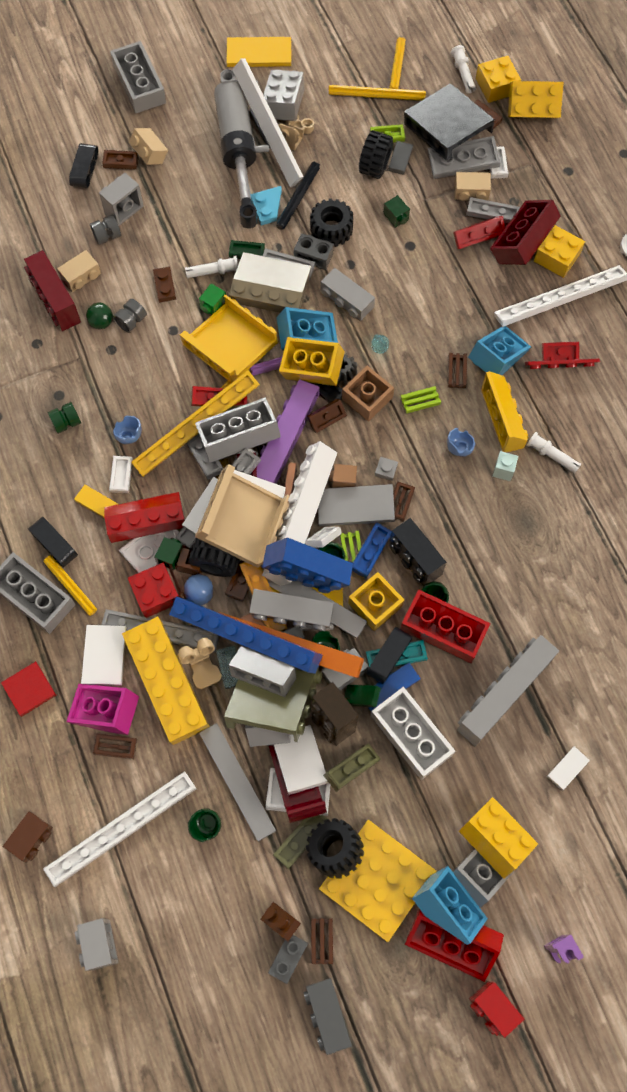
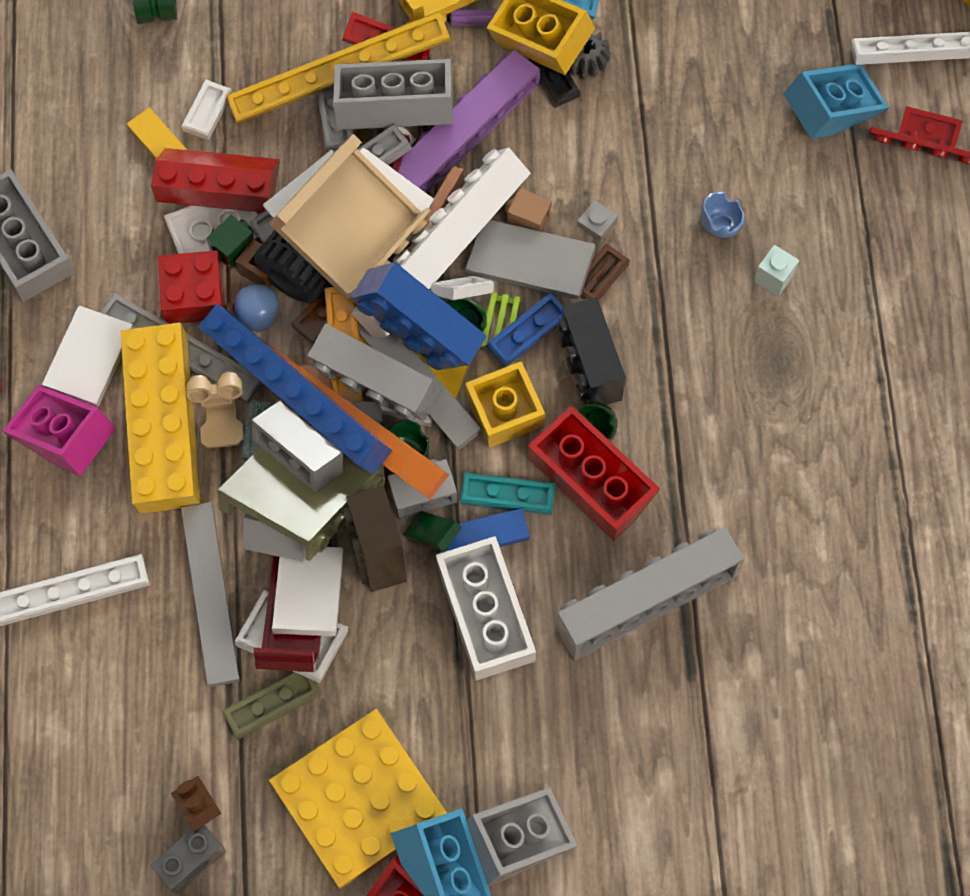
camera: 20 degrees right, 0 degrees up
(53, 541) = (74, 174): black beam -> none
(70, 585) = (77, 244): yellow axle -> none
(128, 430) = (238, 49): medium blue hair -> none
(132, 748) = (79, 499): reddish brown tile -> none
(204, 825) = (139, 635): dark green hair -> none
(313, 941) = (236, 880): reddish brown tile -> none
(322, 839) = (318, 747): black tyre -> none
(327, 415) = (537, 115): reddish brown plate -> none
(352, 767) = (379, 626): olive tile -> none
(367, 393) = (609, 100): medium nougat brick -> none
(380, 343) = (658, 35): clear light blue tile -> none
(389, 655) = (494, 487): black beam -> none
(430, 394) = (688, 131): lime tile -> none
(457, 357) = (768, 89): reddish brown tile -> none
(498, 838) = (552, 795): yellow brick -> none
(503, 412) = (806, 191): yellow slope -> none
(546, 448) = (850, 264): white pin -> none
(568, 768) = (699, 737): white tile -> none

